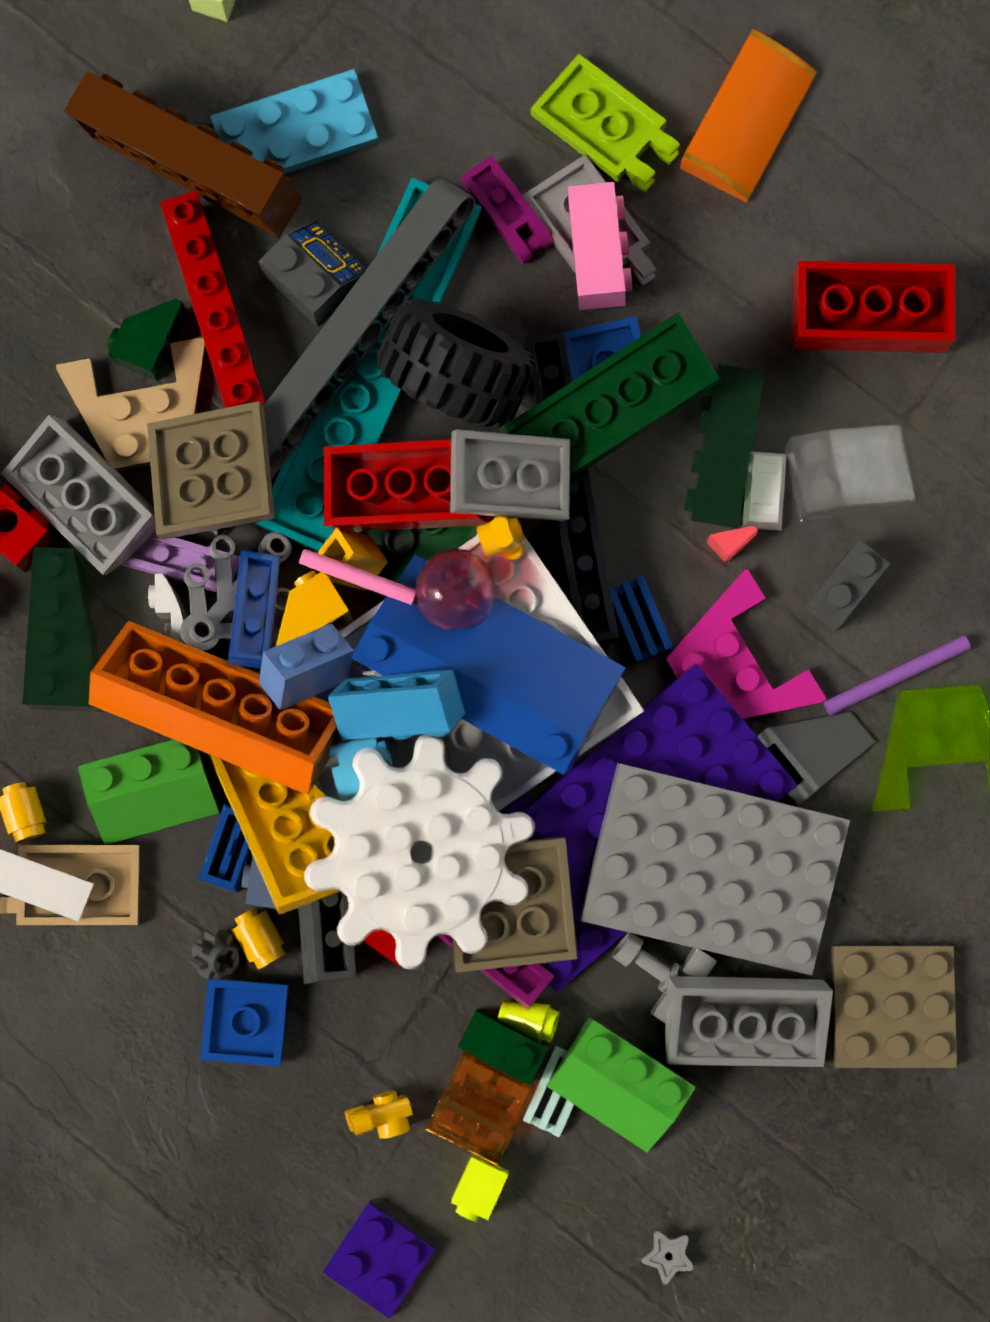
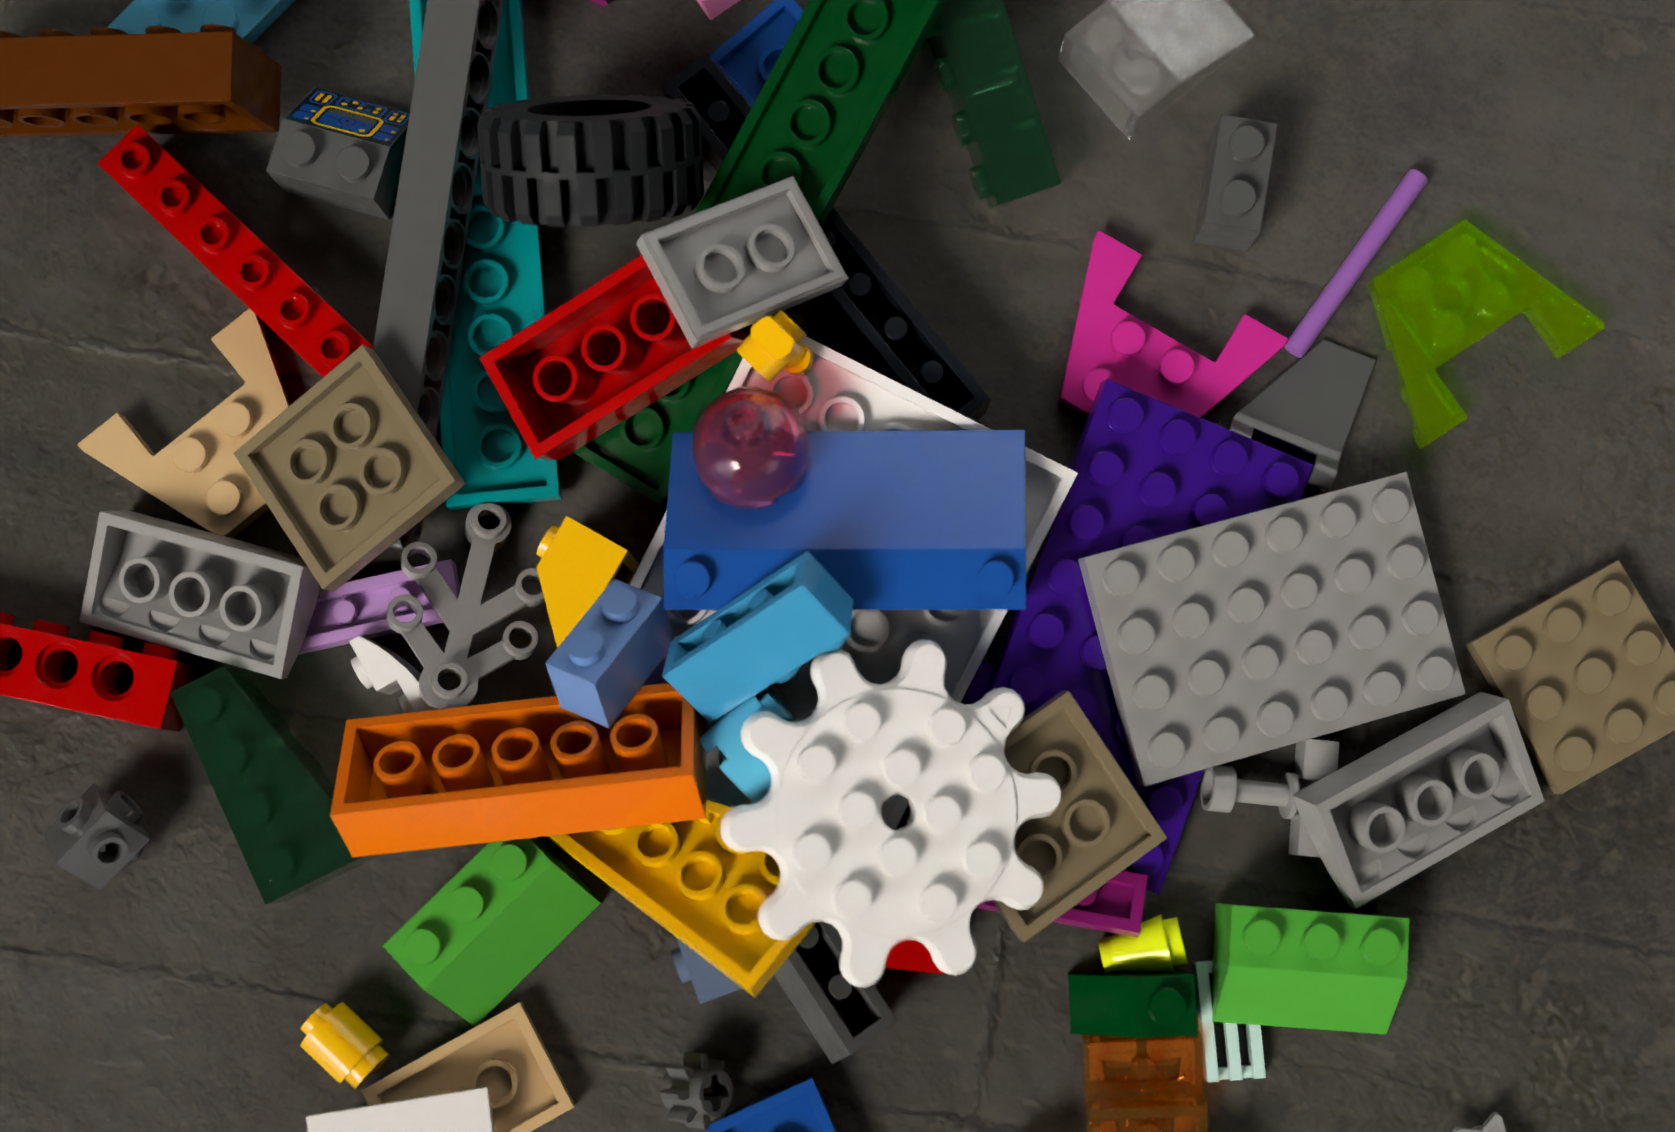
camera: 25 degrees left, 0 degrees up
(145, 338) = (174, 347): dark green slope -> none
(228, 855) = (649, 989): blue tile -> none
(253, 608) = (502, 616): blue tile -> none
(258, 937) = (740, 1036): yellow brick -> none
(355, 550) = (593, 483): yellow brick -> none
(358, 576) = (615, 499): bright pink bar -> none
(627, 589) = (1014, 351): blue tile -> none
(731, 542) = (1059, 209): coral slope -> none
(764, 491) = (1068, 126): white tile -> none

